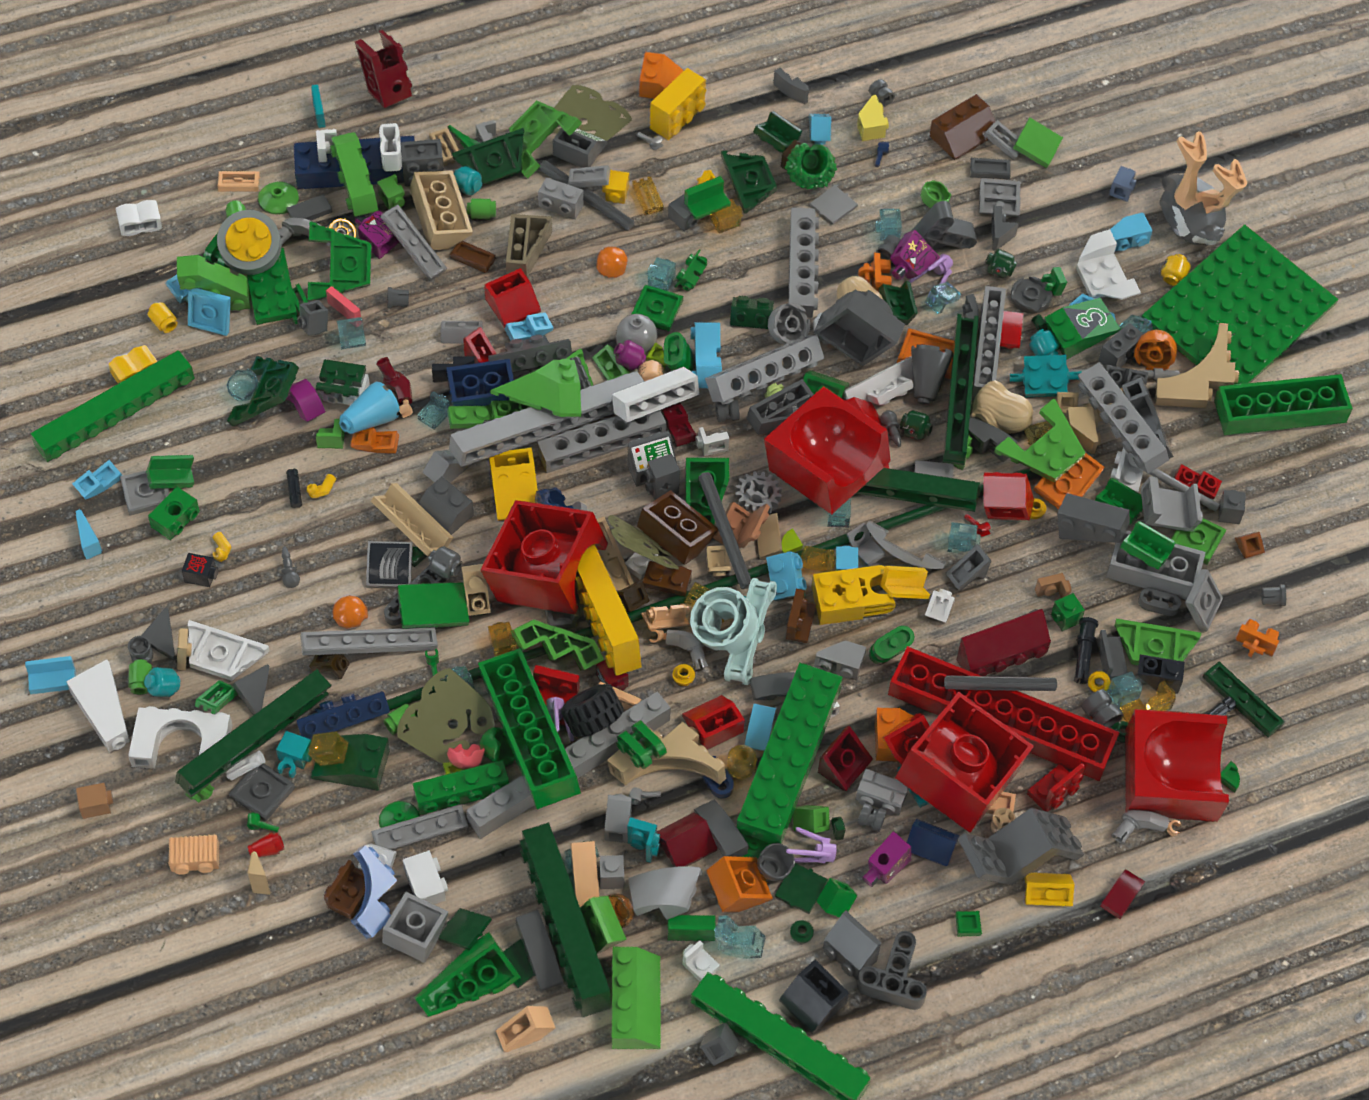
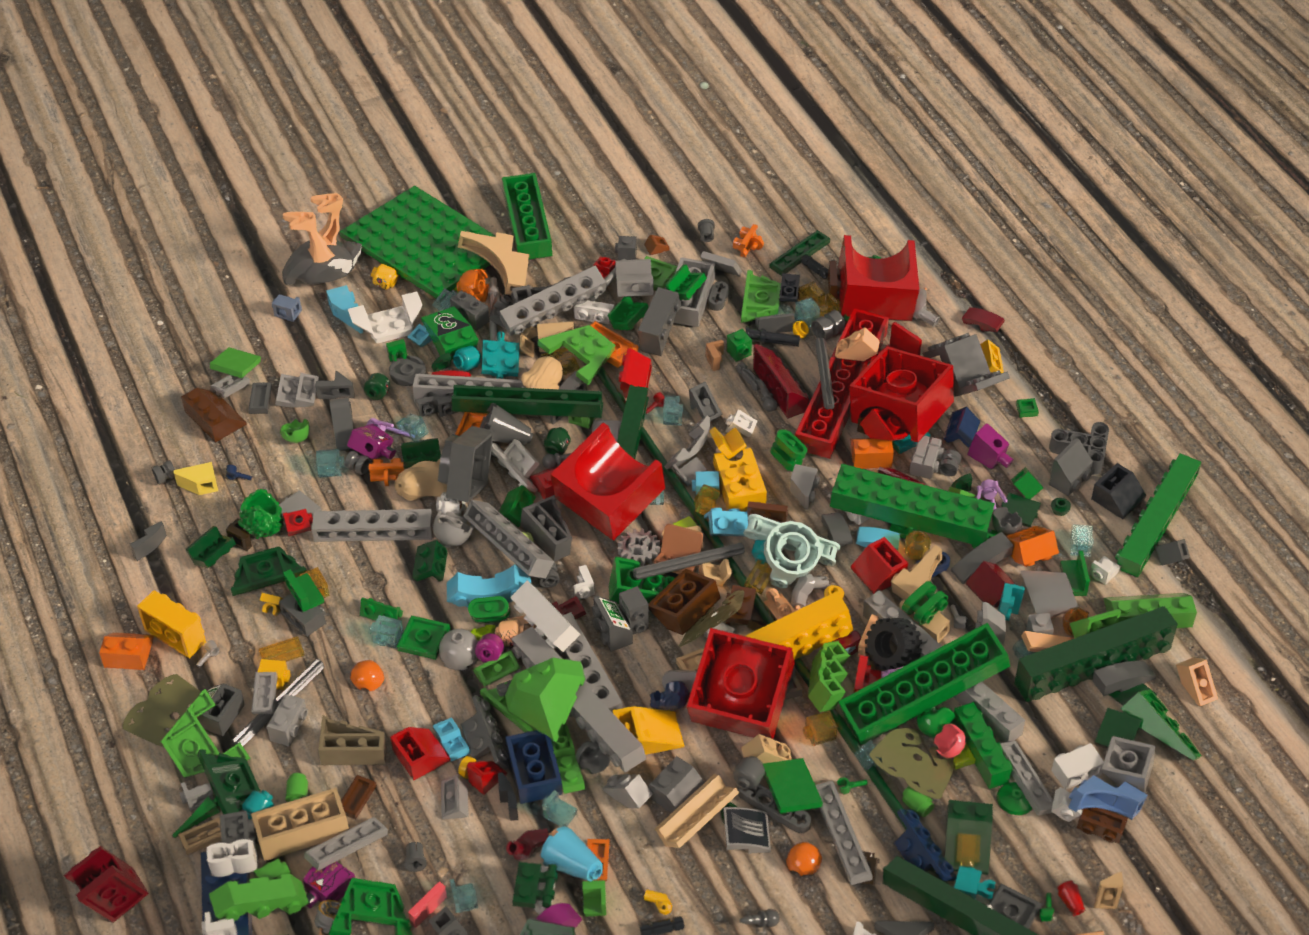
camera: 90 degrees left, 10 degrees down
(493, 336) = (462, 770): none -> yellow tile
(807, 196) = (295, 528): none -> red brick
(820, 128) = (204, 516): medium azure slope -> none
(1040, 720) = (858, 346): none -> light nougat slope

